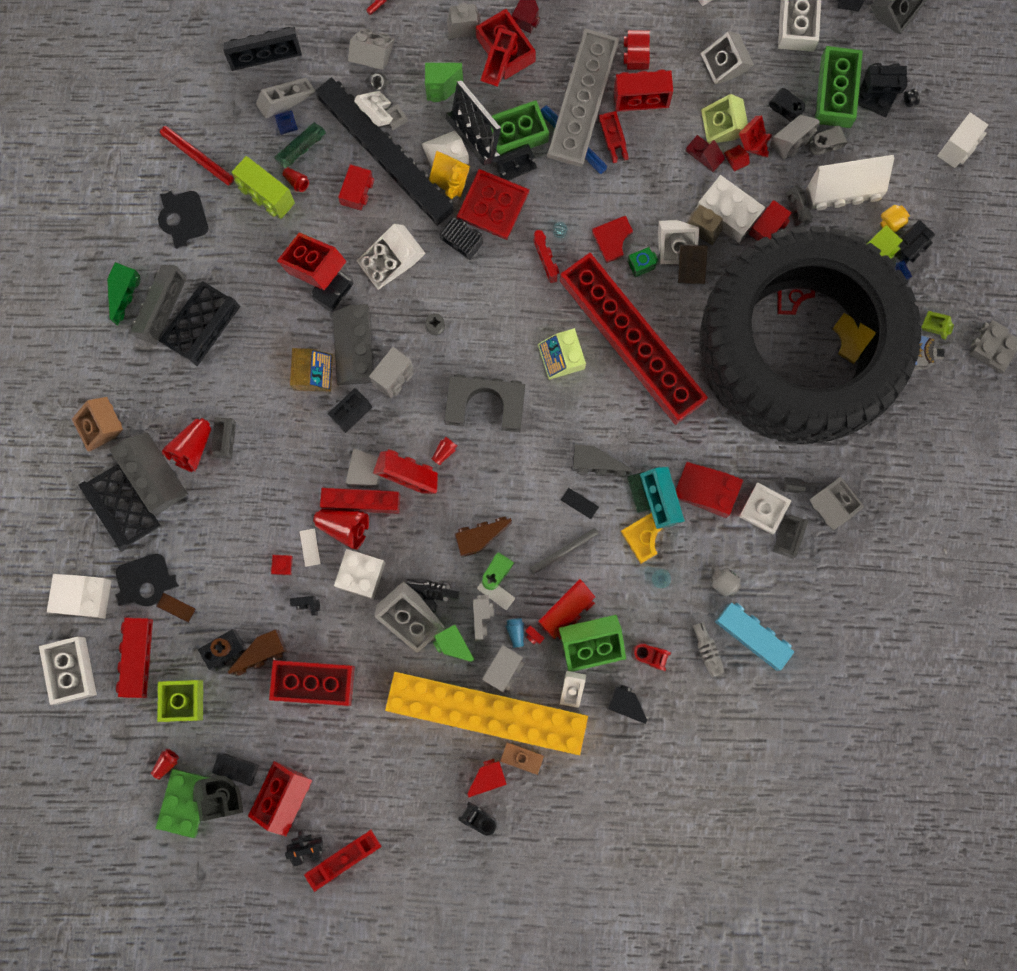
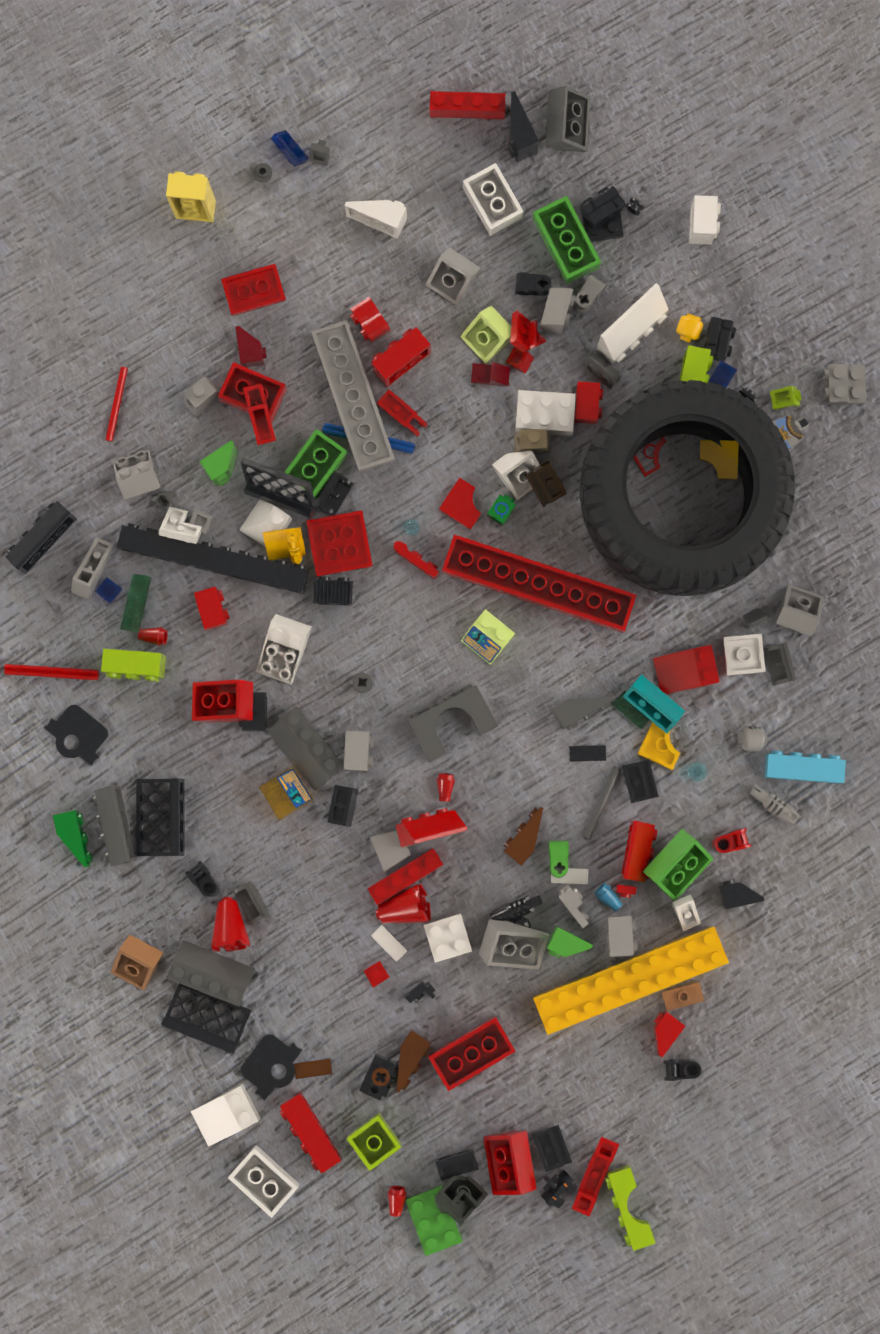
camera: 30 degrees left, 5 degrees up
(197, 391) = (202, 879): none -> black piece
(323, 811) = (552, 1148): none -> black plate
(347, 935) = (638, 1231): none -> lime arch
(607, 554) = (640, 781): none -> black plate

